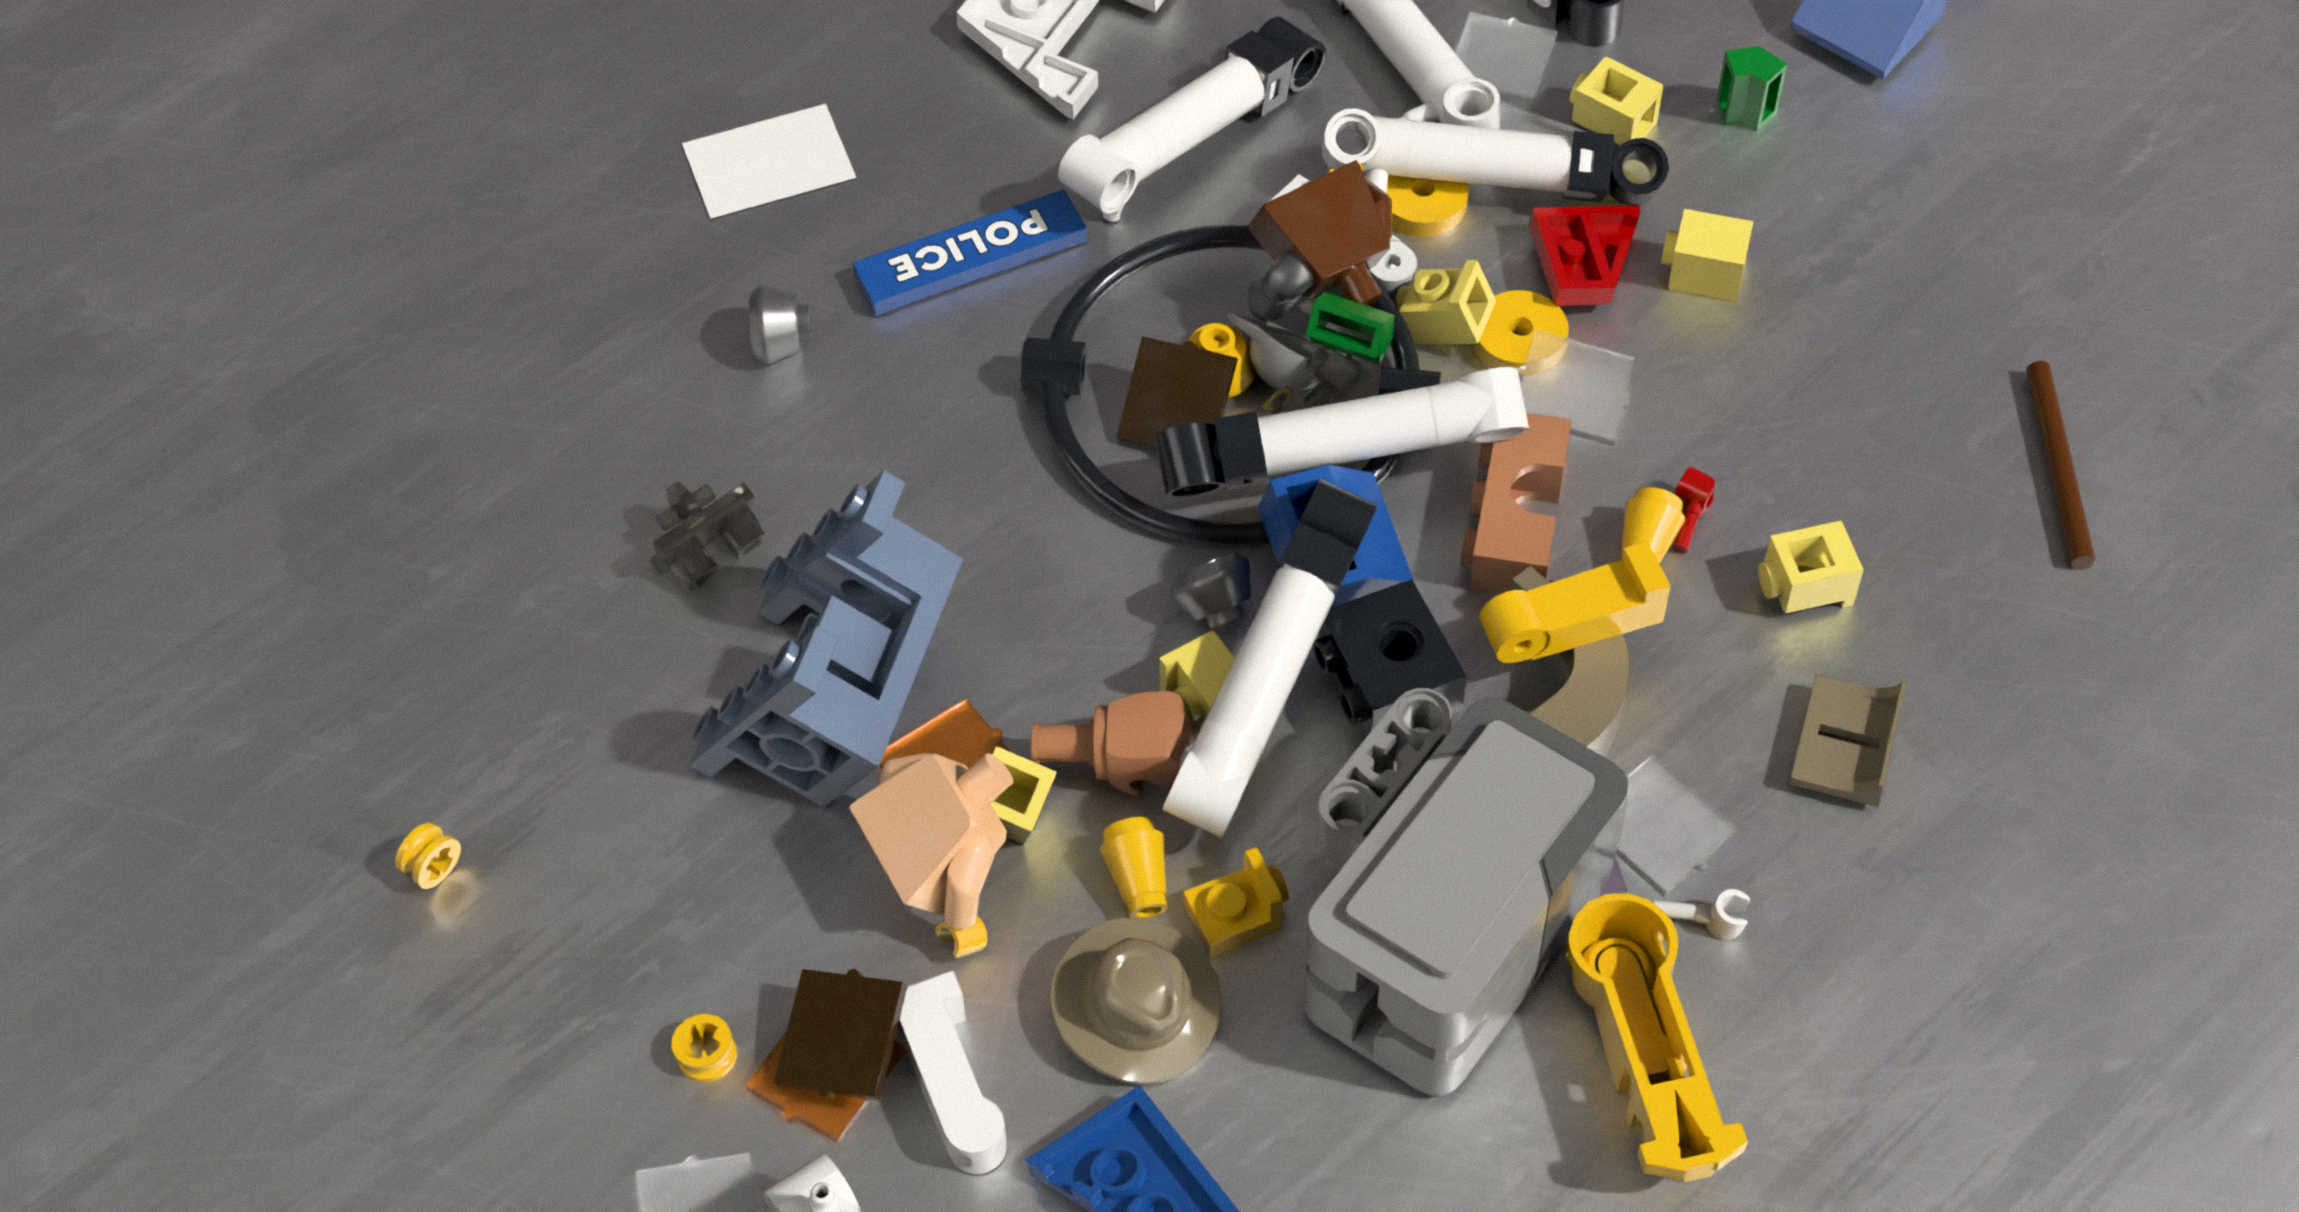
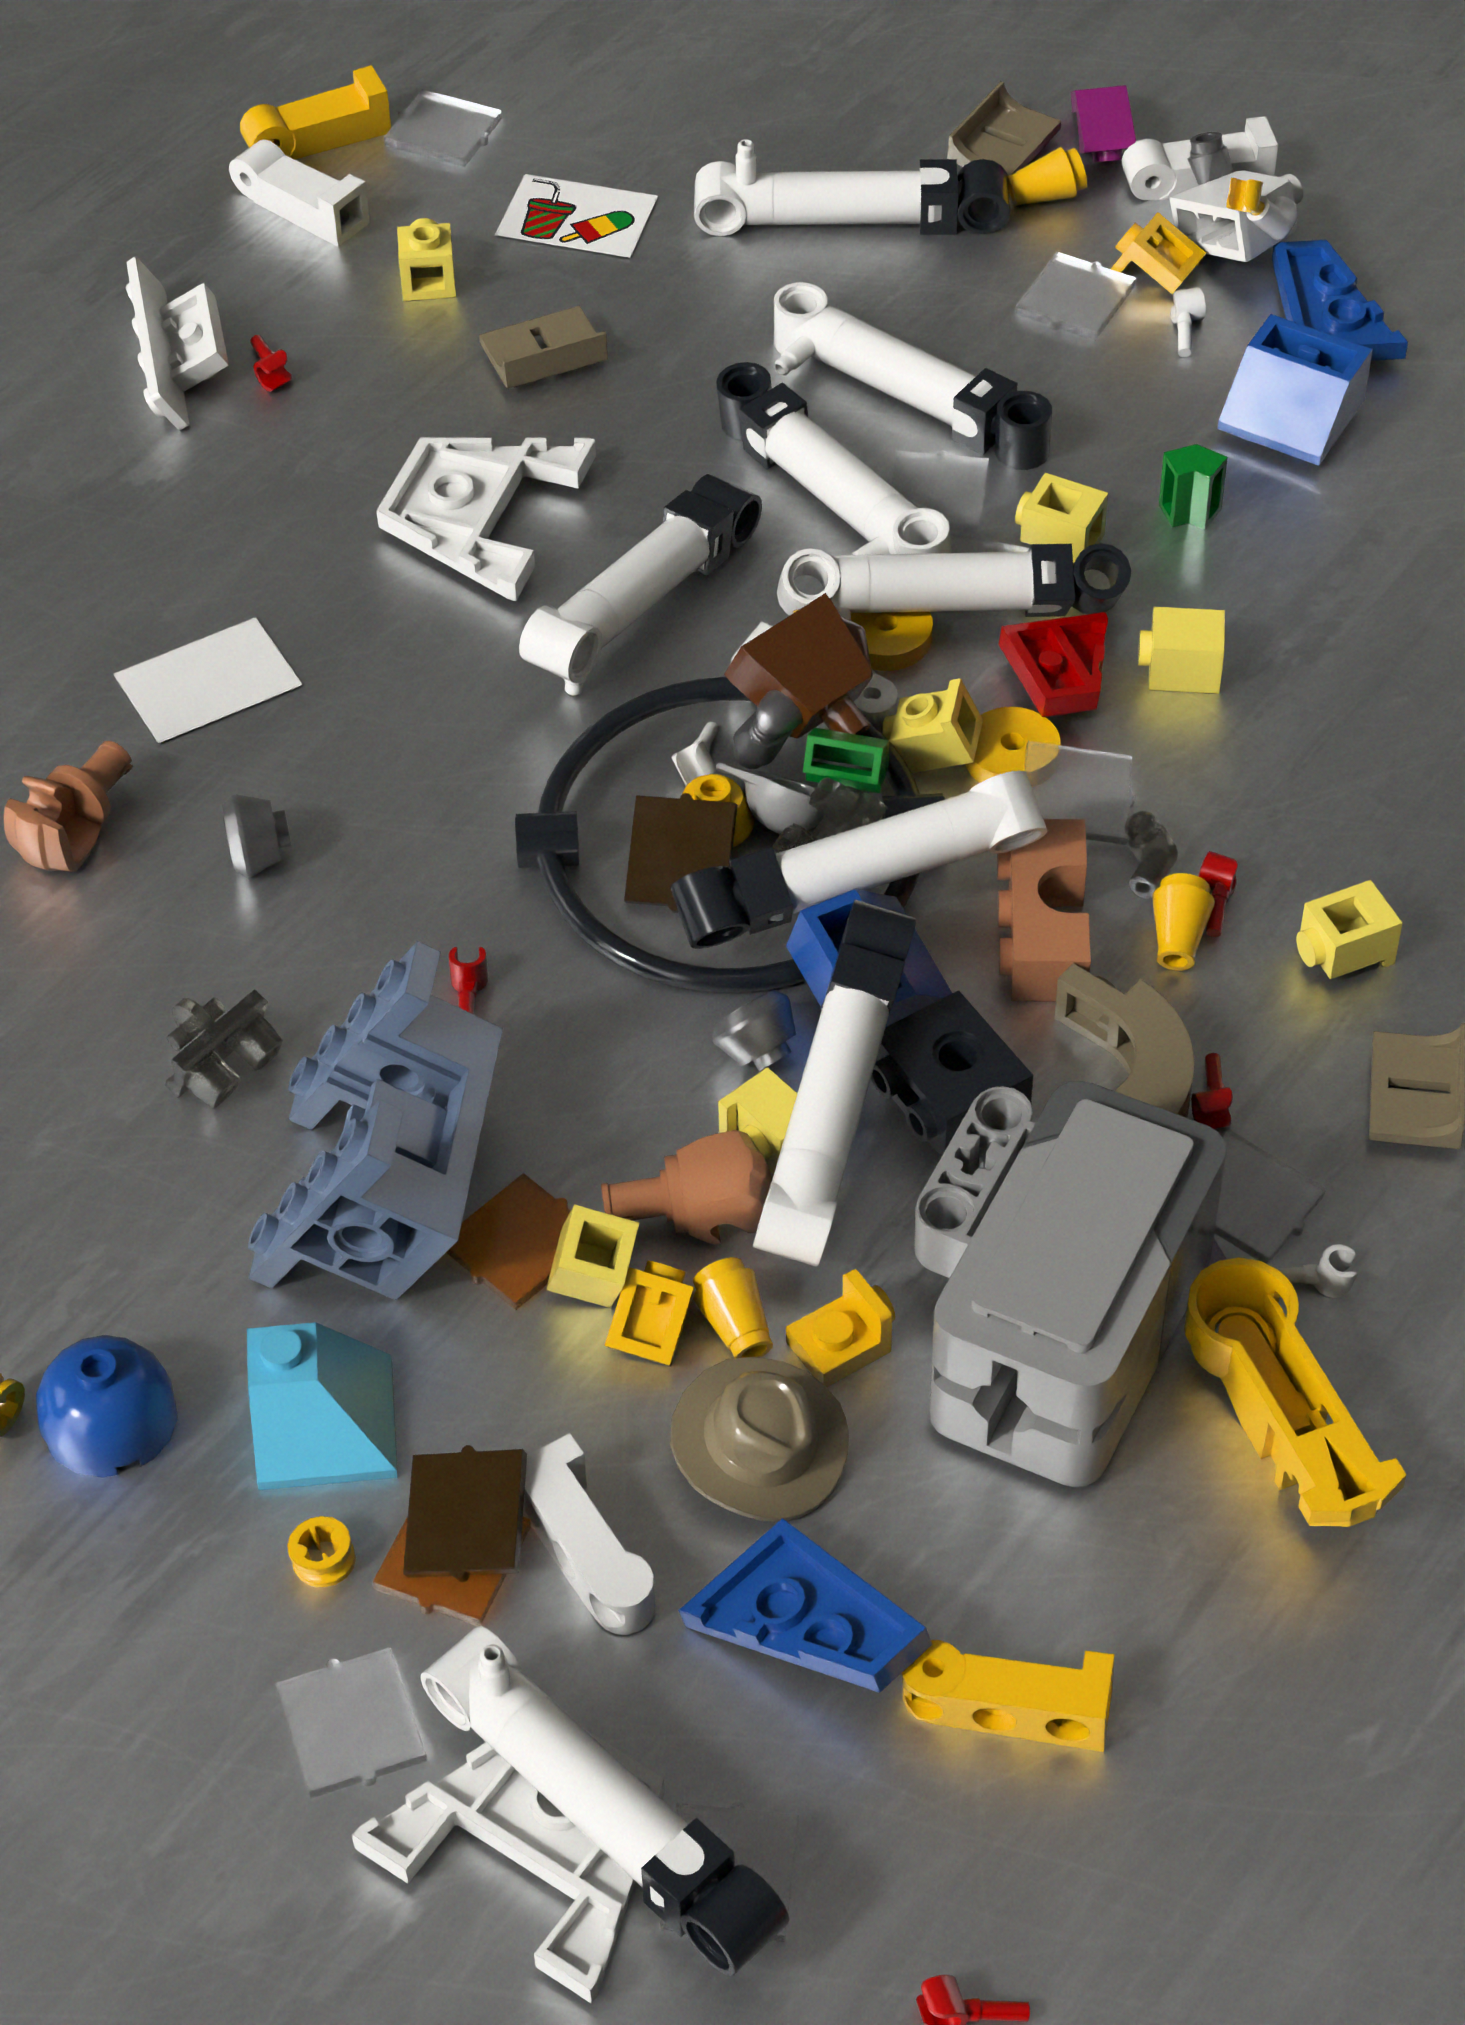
camera: 10 degrees left, 5 degrees down
(531, 873) = (105, 1406): none -> blue cylinder
(607, 277) = (65, 810): none -> nougat piece
(728, 905) = (319, 1407): none -> medium azure slope
(938, 837) = (532, 1301): light nougat torso -> none
(952, 497) = (468, 978): none -> red hand
(969, 252) = (436, 741): blue tile -> none
(1056, 858) = (651, 1313): none -> yellow bracket
(1210, 304) = (695, 759): none -> white hand
(1578, 608) = (1132, 993): yellow leg -> none
(1637, 458) = (1153, 850): none -> clear smoke arm
(1642, 727) = (1212, 1105): none -> red hand

